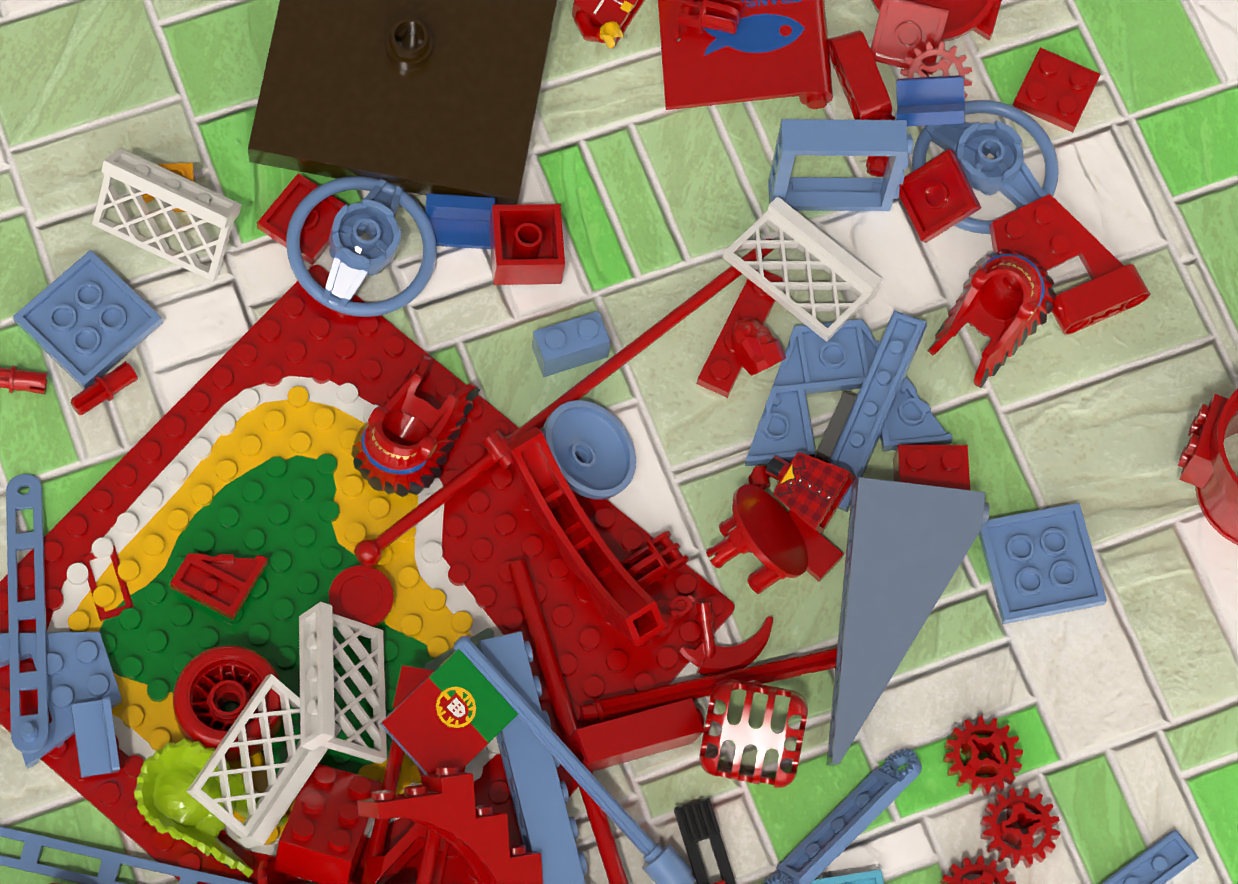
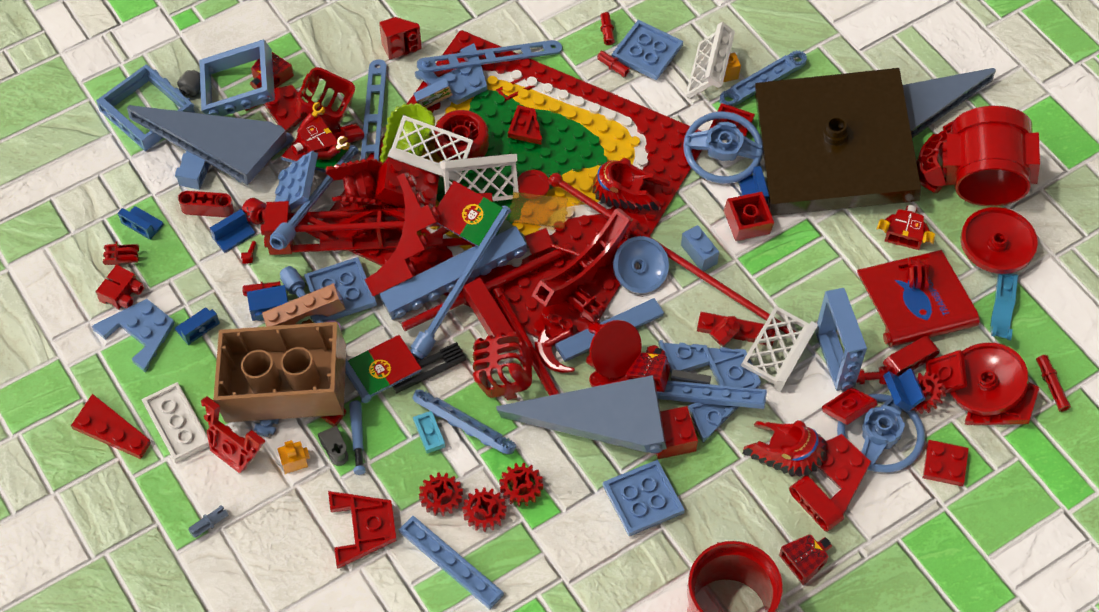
camera: 85 degrees right, 10 degrees down
(216, 135) = (776, 71): none -> medium blue plate
(421, 600) = (538, 210): none -> clear yellow piece
(495, 612) = (541, 241): none -> red piece
(701, 532) = (637, 316): none -> medium blue tile
(795, 587) = (597, 379): none -> red piece
(1191, 341) = (805, 556): none -> red torso

